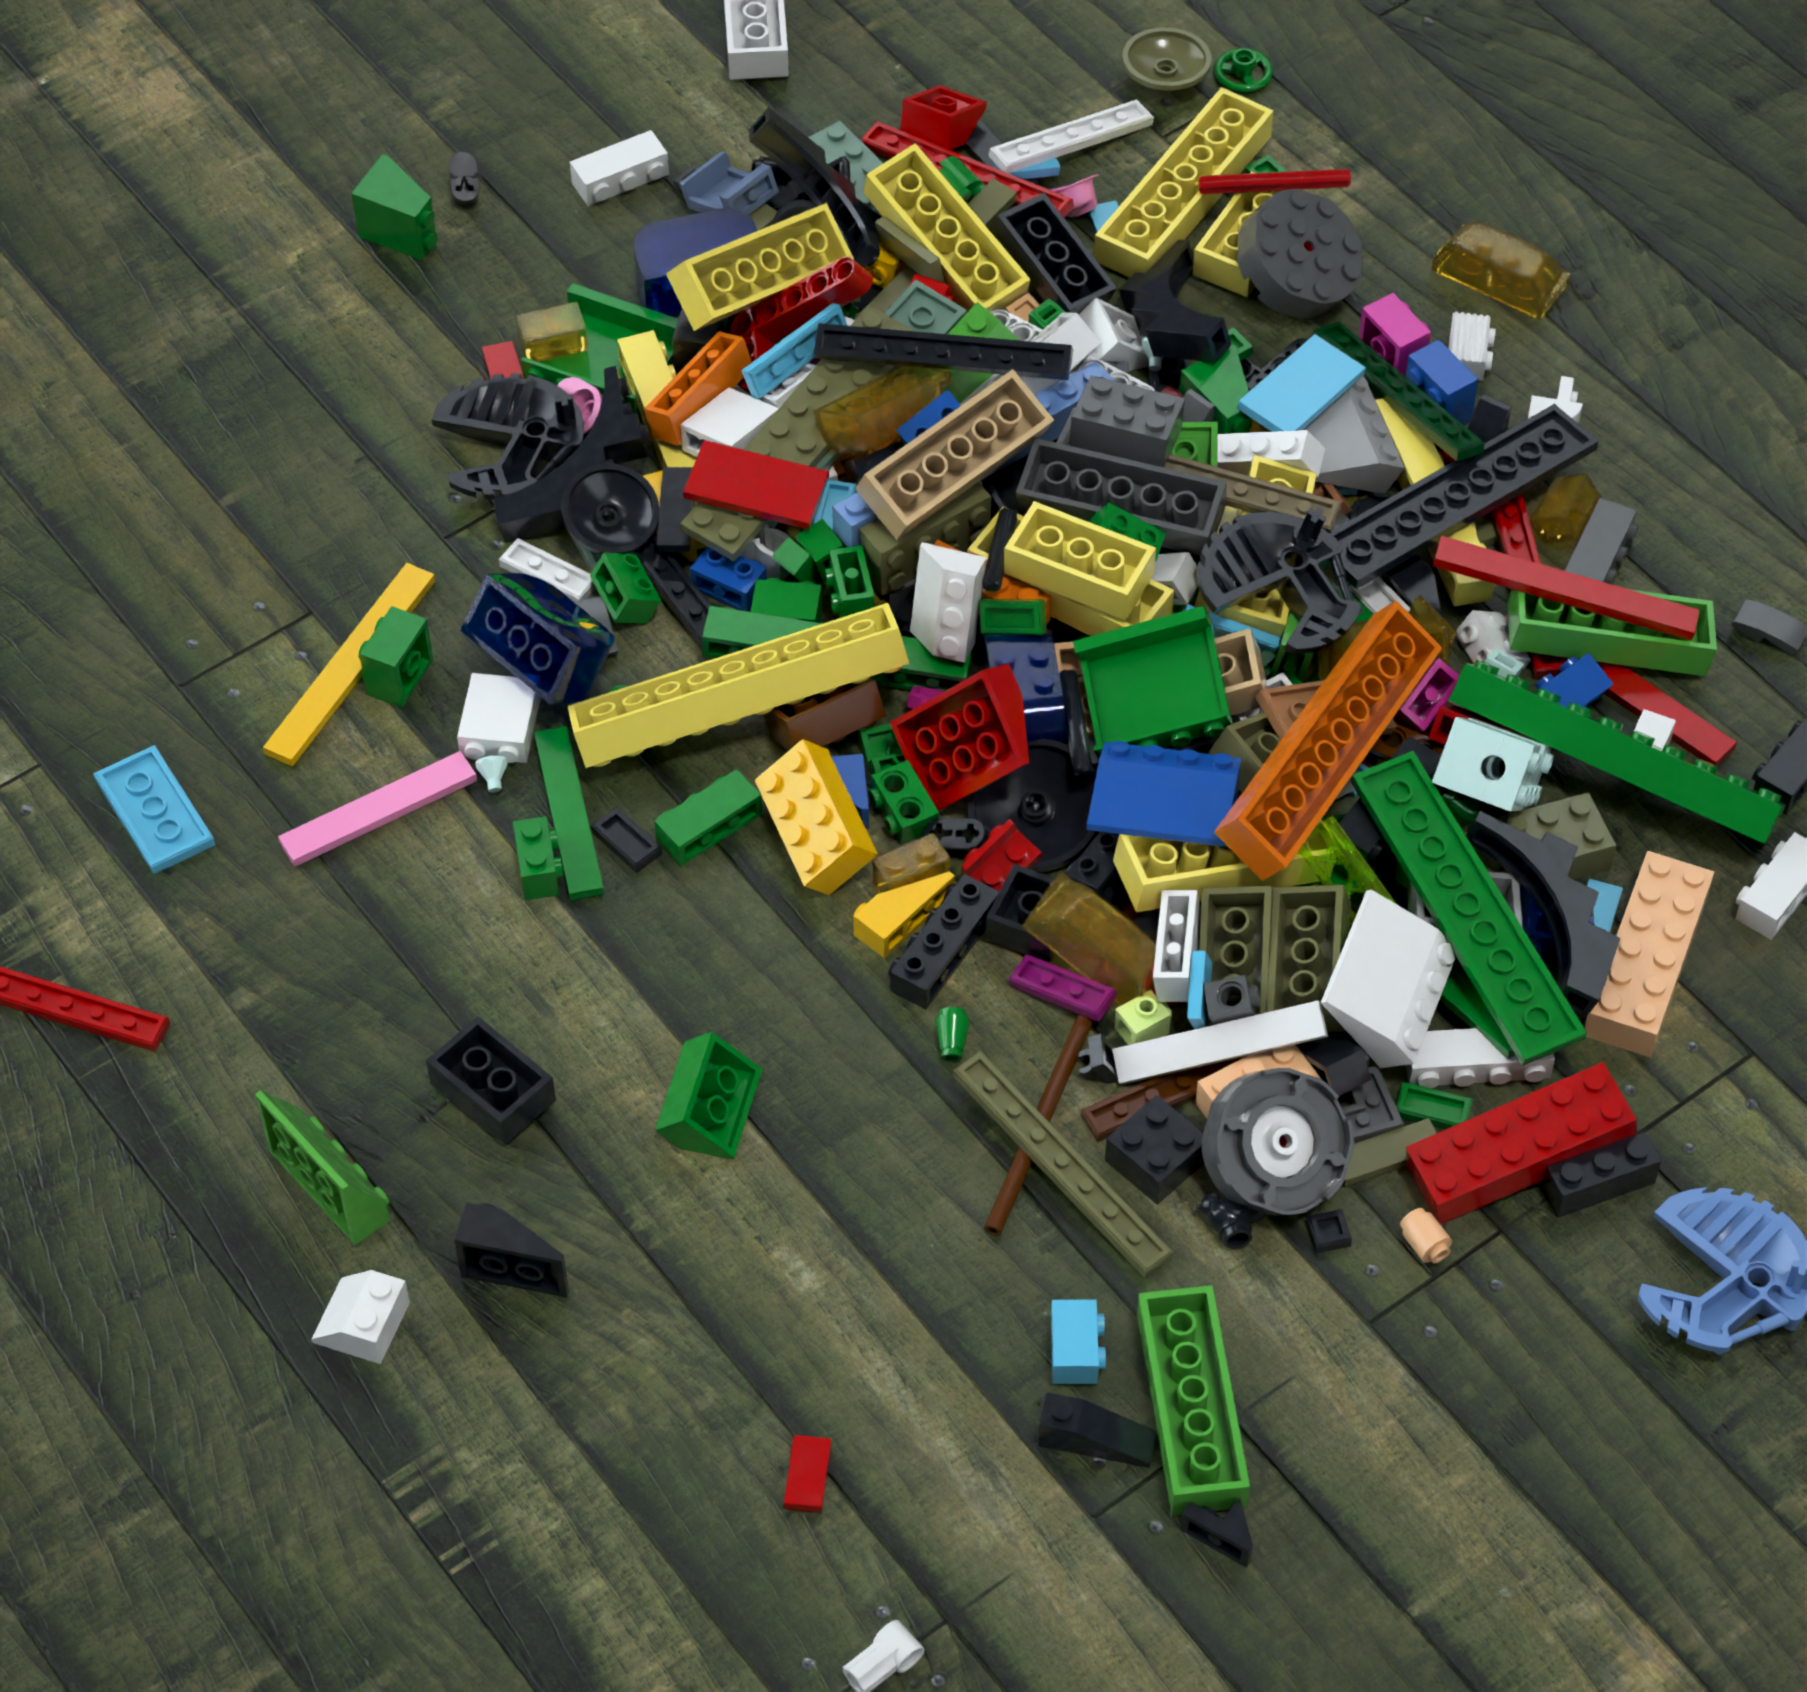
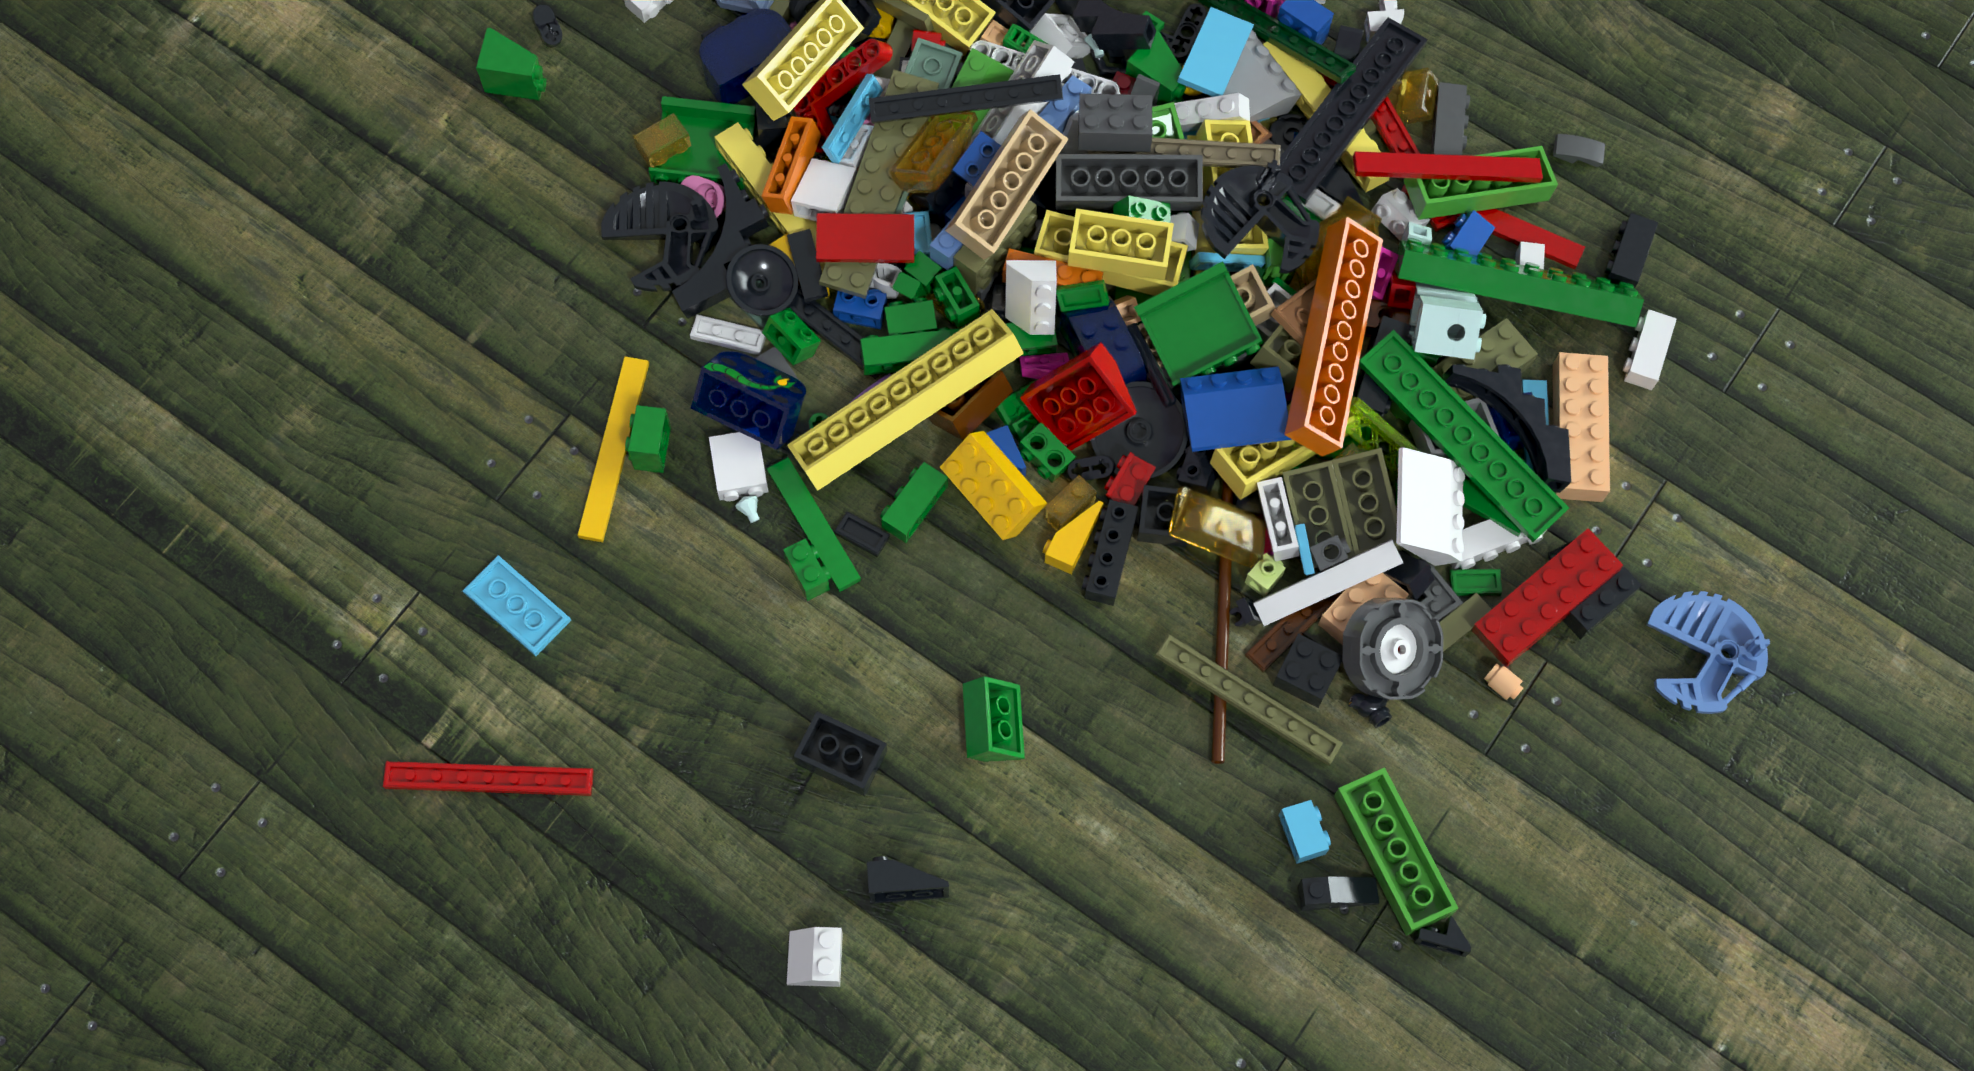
camera: 20 degrees left, 15 degrees up
(322, 1168) = (750, 857): bright green slope -> none
(377, 808) = (677, 560): bright pink tile -> none
(501, 359) = (632, 172): tile -> none
(807, 1473) = (1158, 980): red tile -> none
(952, 1032) = (1140, 621): green cone -> none
(995, 565) = (1058, 246): black axle -> none
(1062, 987) = (1203, 565): magenta tile -> none
(1329, 1231) = (1438, 695): black tile -> none

